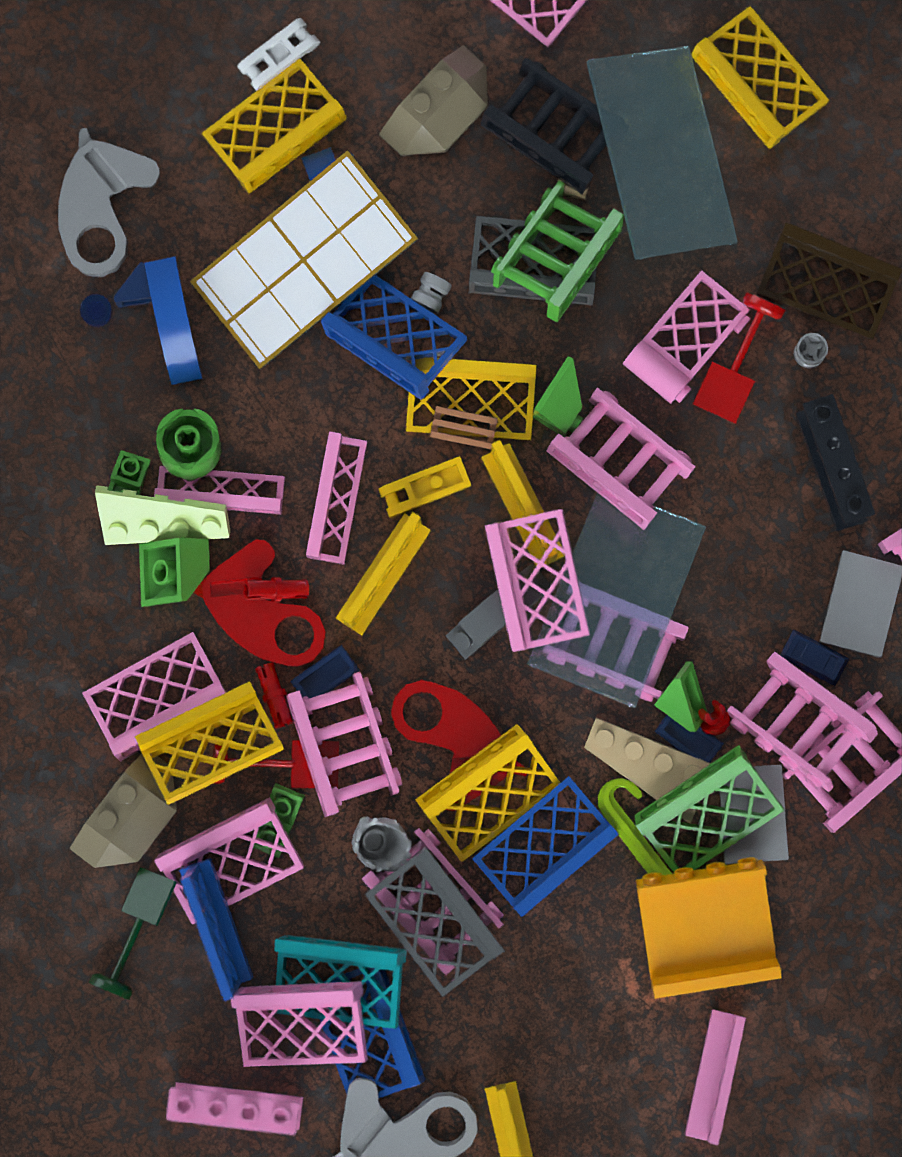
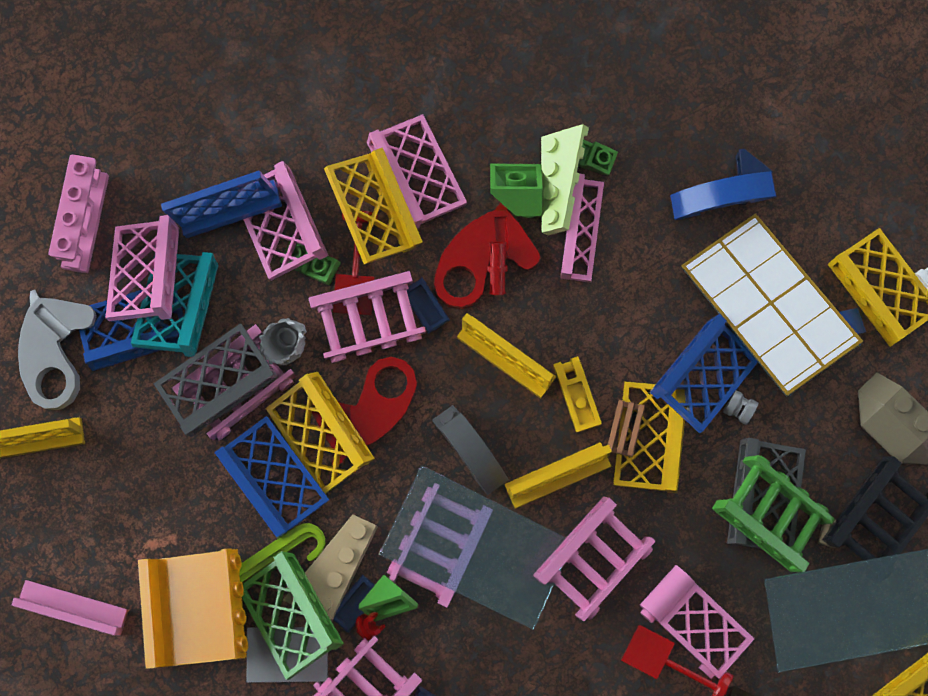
camera: 90 degrees right, 5 degrees down
(85, 195) = (821, 132): light grey animal -> none
(96, 310) = (733, 138): clear blue tile -> none
(126, 818) = (319, 142): dark tan wedge -> none
(146, 902) = (249, 156): piece -> none
(189, 427) = (613, 215): bright green brick -> none
(274, 695) = (412, 263): red pin -> none
(324, 496) = (575, 312): bright pink fence -> none
(510, 587) = (486, 453): bright pink fence -> none
(561, 402) = (645, 510): bright green slope -> none

